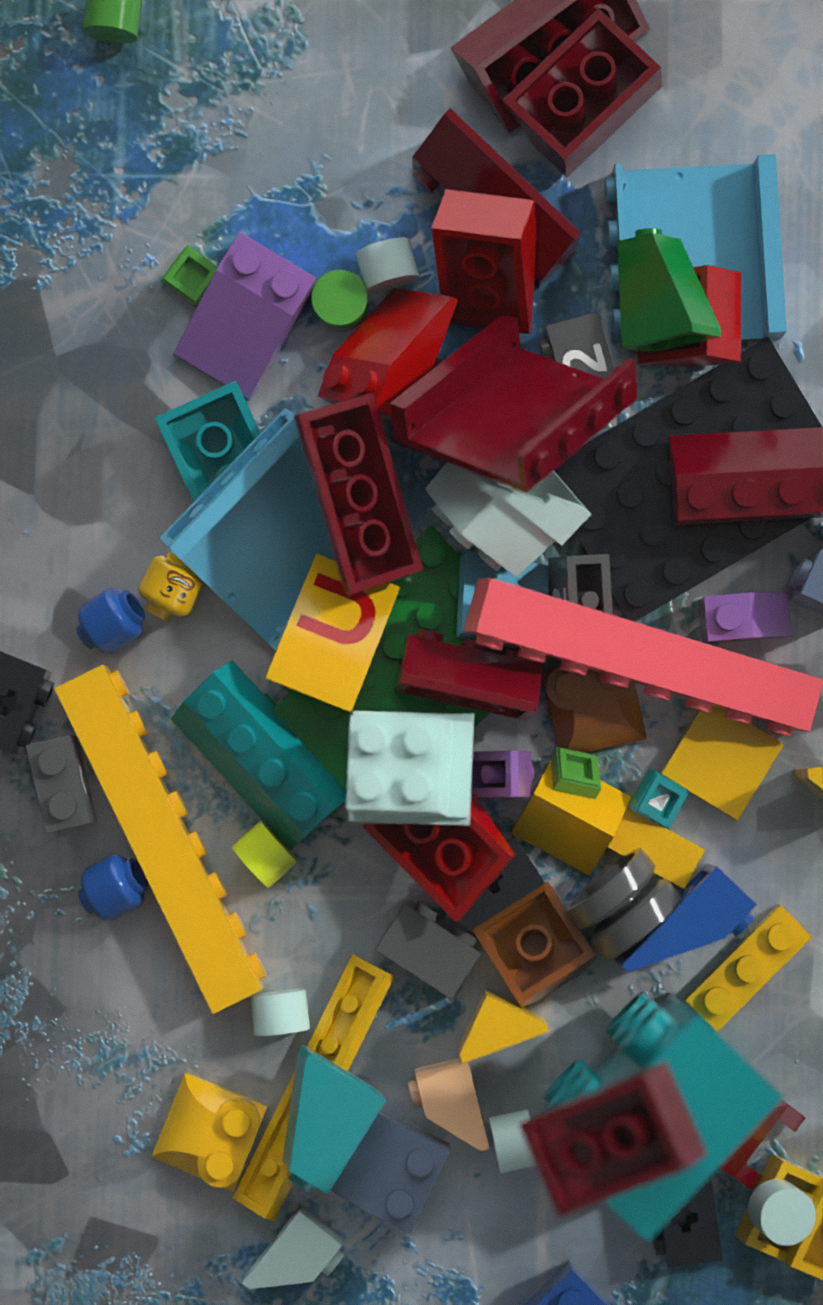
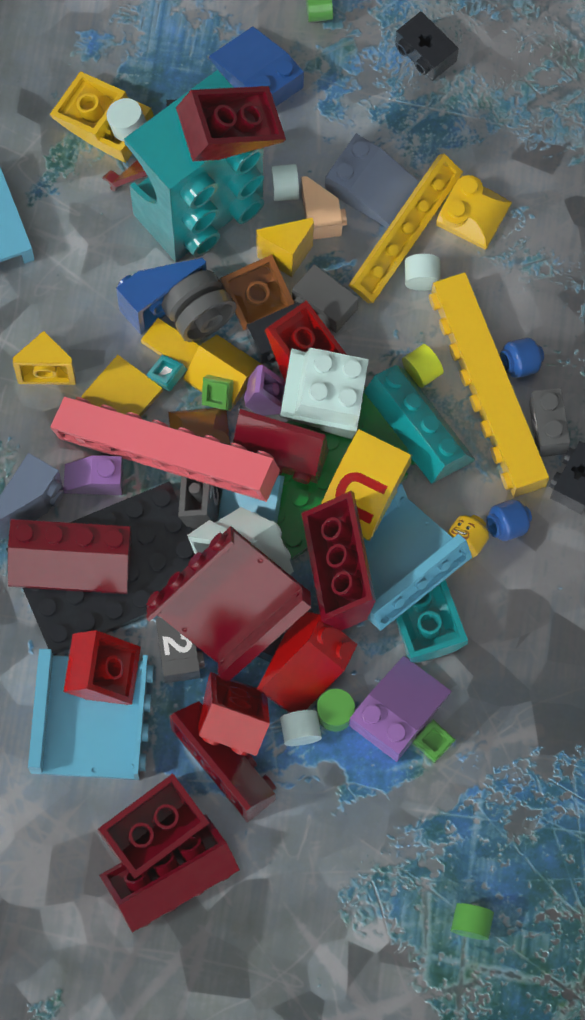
camera: 175 degrees left, 15 degrees down
(297, 1253) = (427, 135): light aqua slope -> none
(325, 1120) = (399, 200): teal slope -> none
(661, 295) = (119, 676): green slope -> none
(747, 968) = (139, 256): yellow plate -> none

